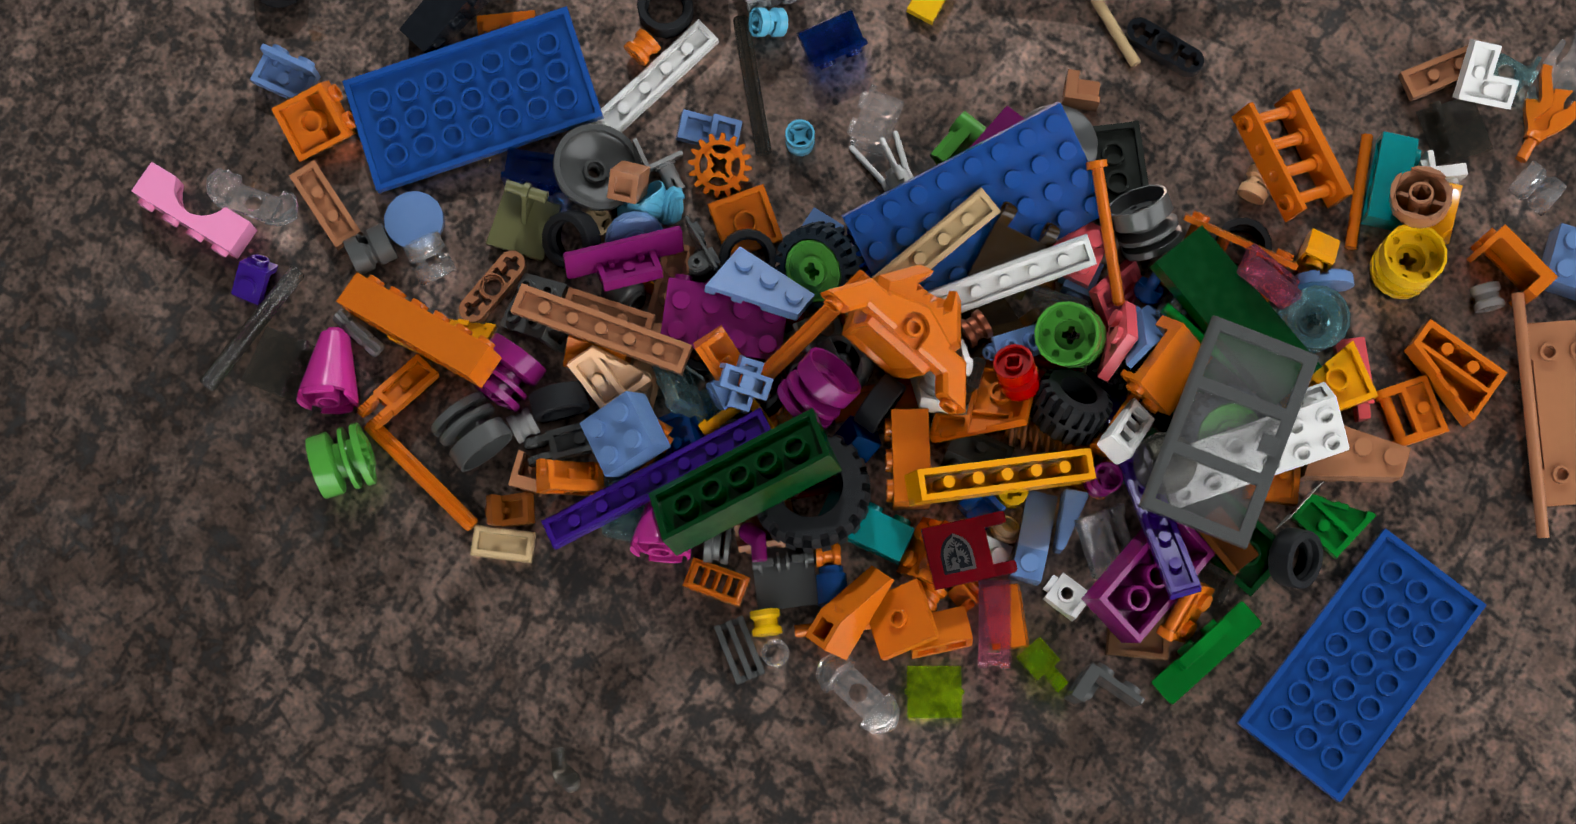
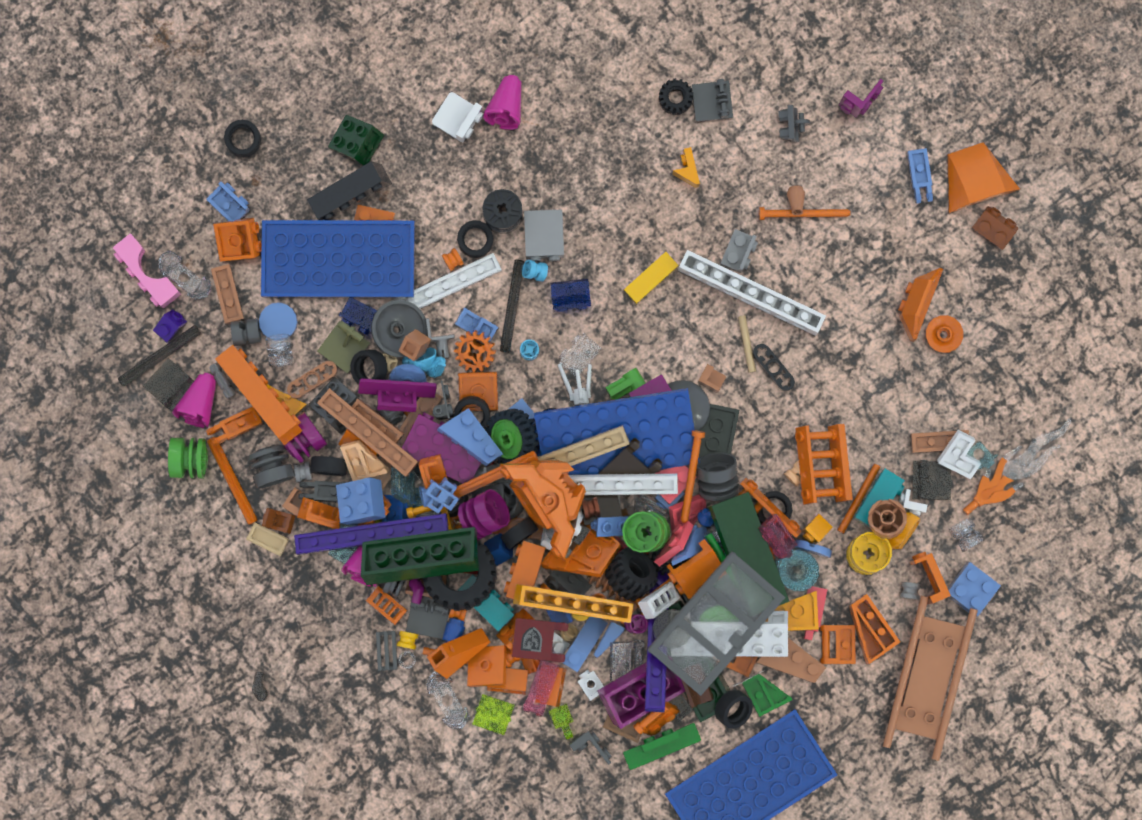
camera: 10 degrees right, 5 degrees up
(1016, 372) = (604, 544): red wheel -> none

